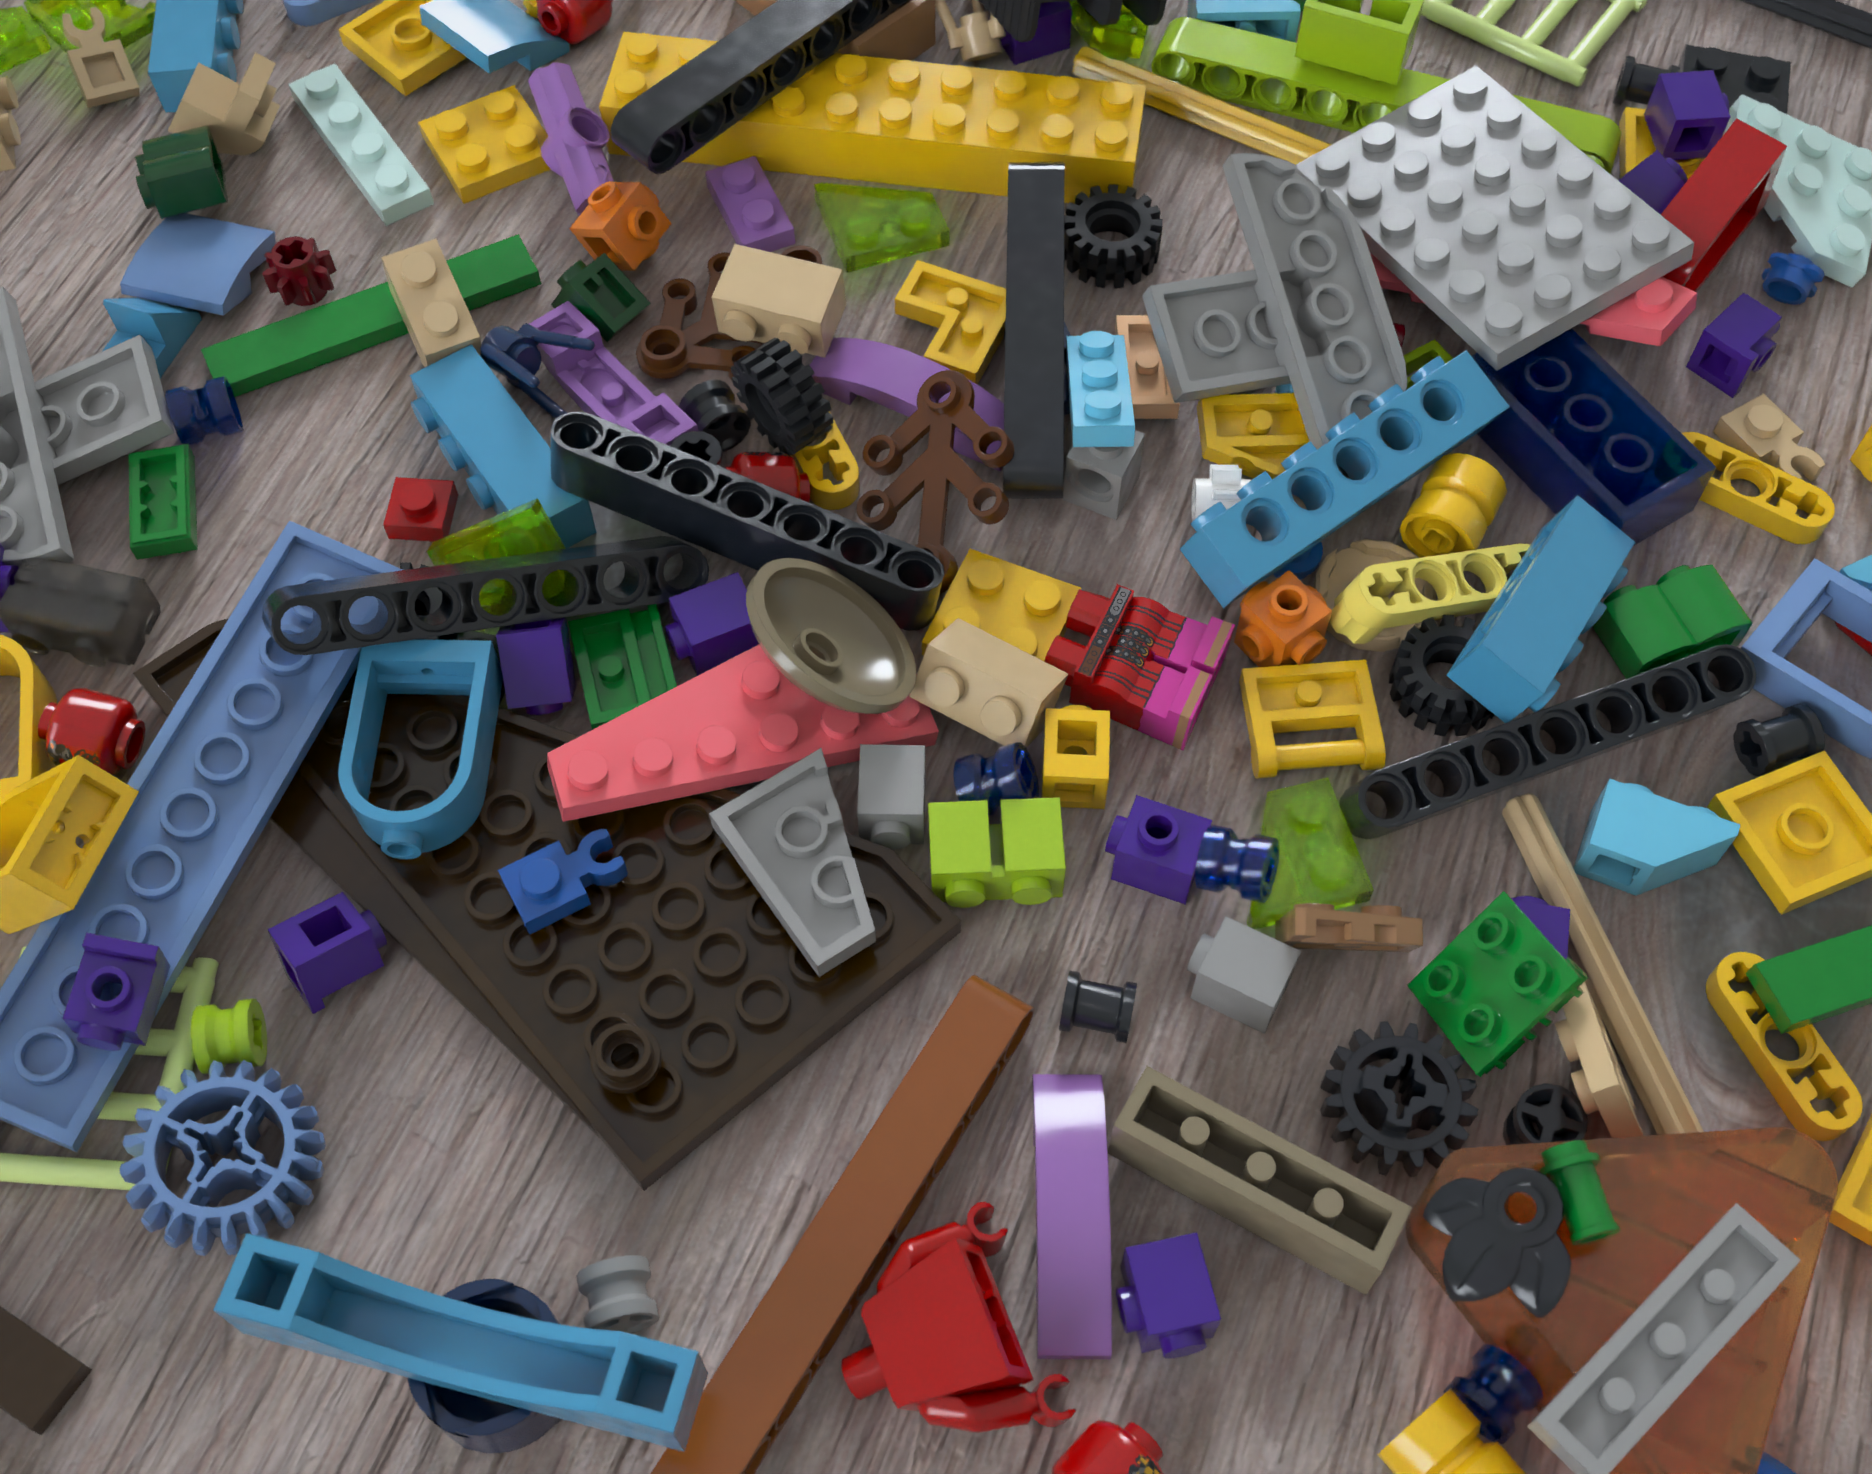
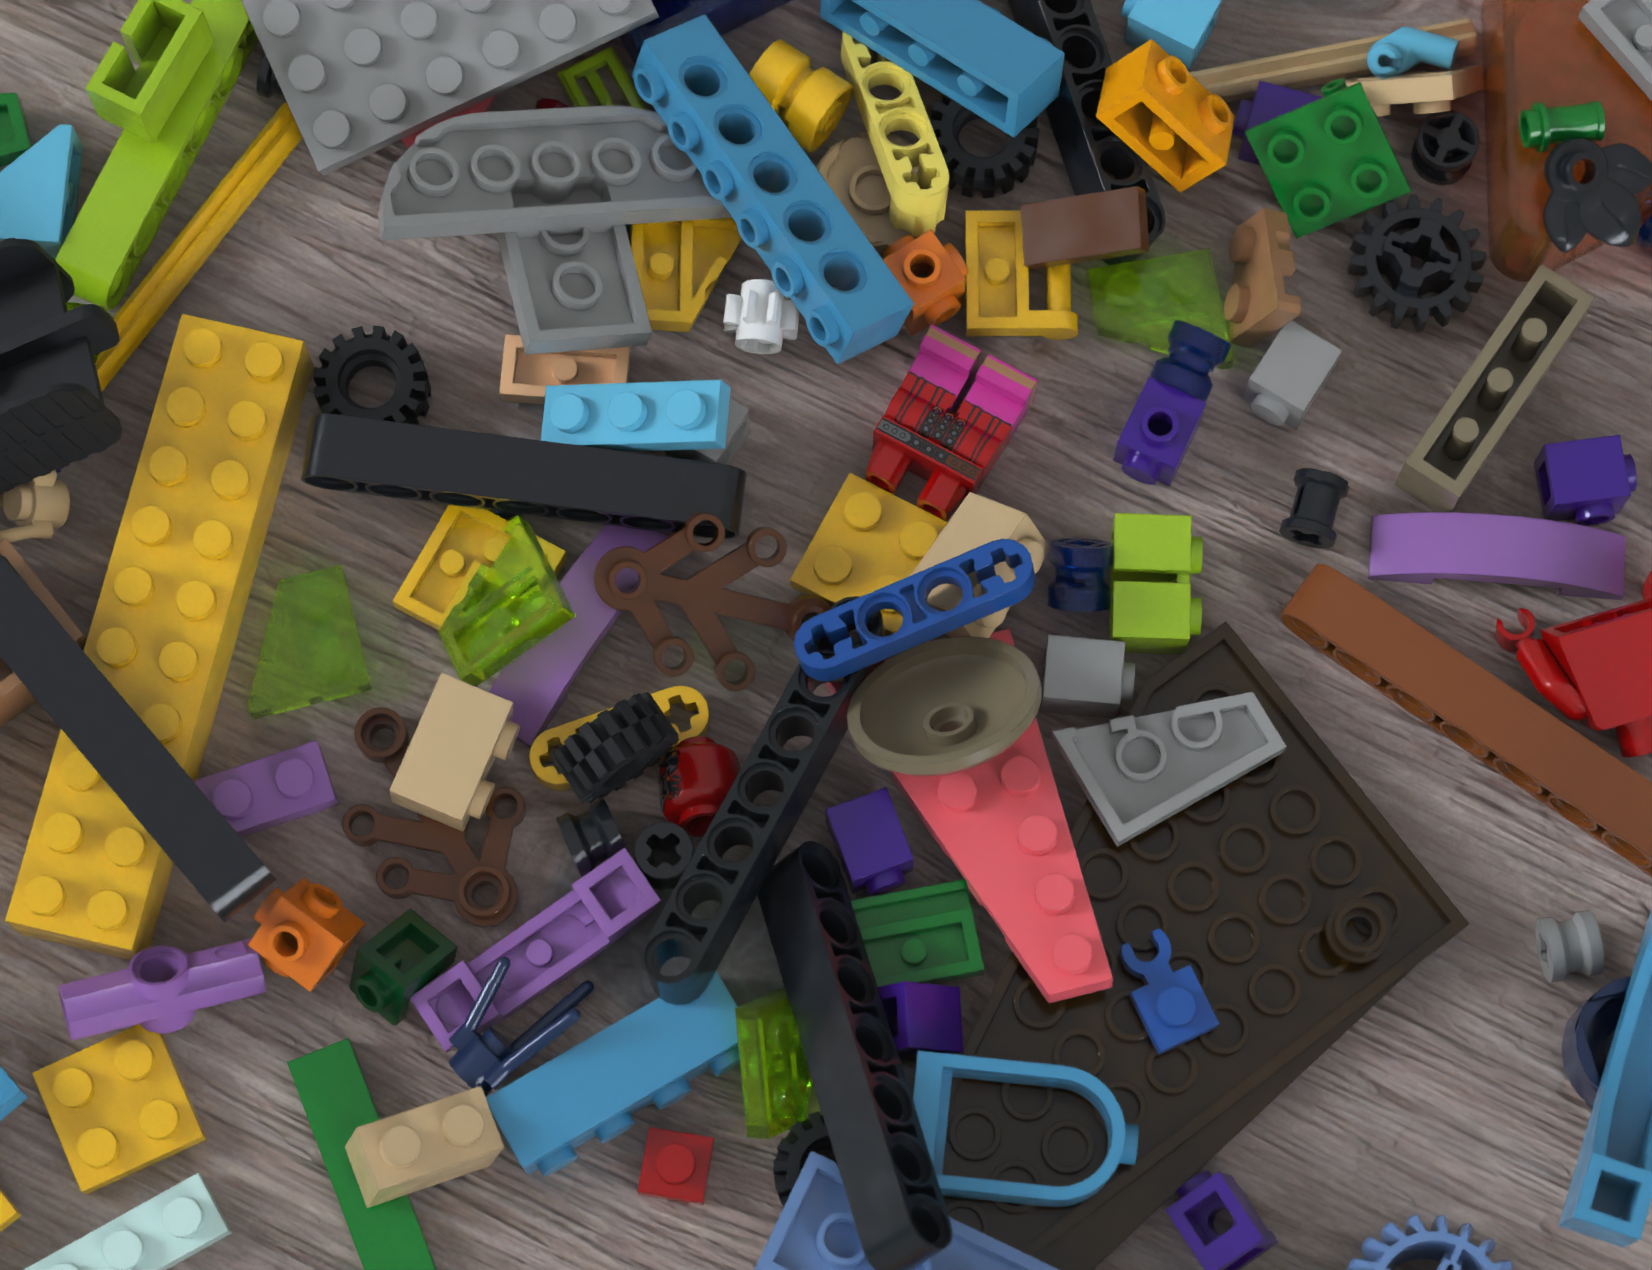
camera: 85 degrees left, 15 degrees up
(912, 324) = (505, 608): none -> clear neon green wing
(934, 601) = (919, 619): none -> blue beam
(1076, 756) = (1065, 481): yellow brick -> none
(1361, 745) = (1085, 227): none -> reddish brown tile
(1504, 815) = (1166, 115): none -> light orange brick
(1650, 1067) = (1407, 49): none -> medium azure arm

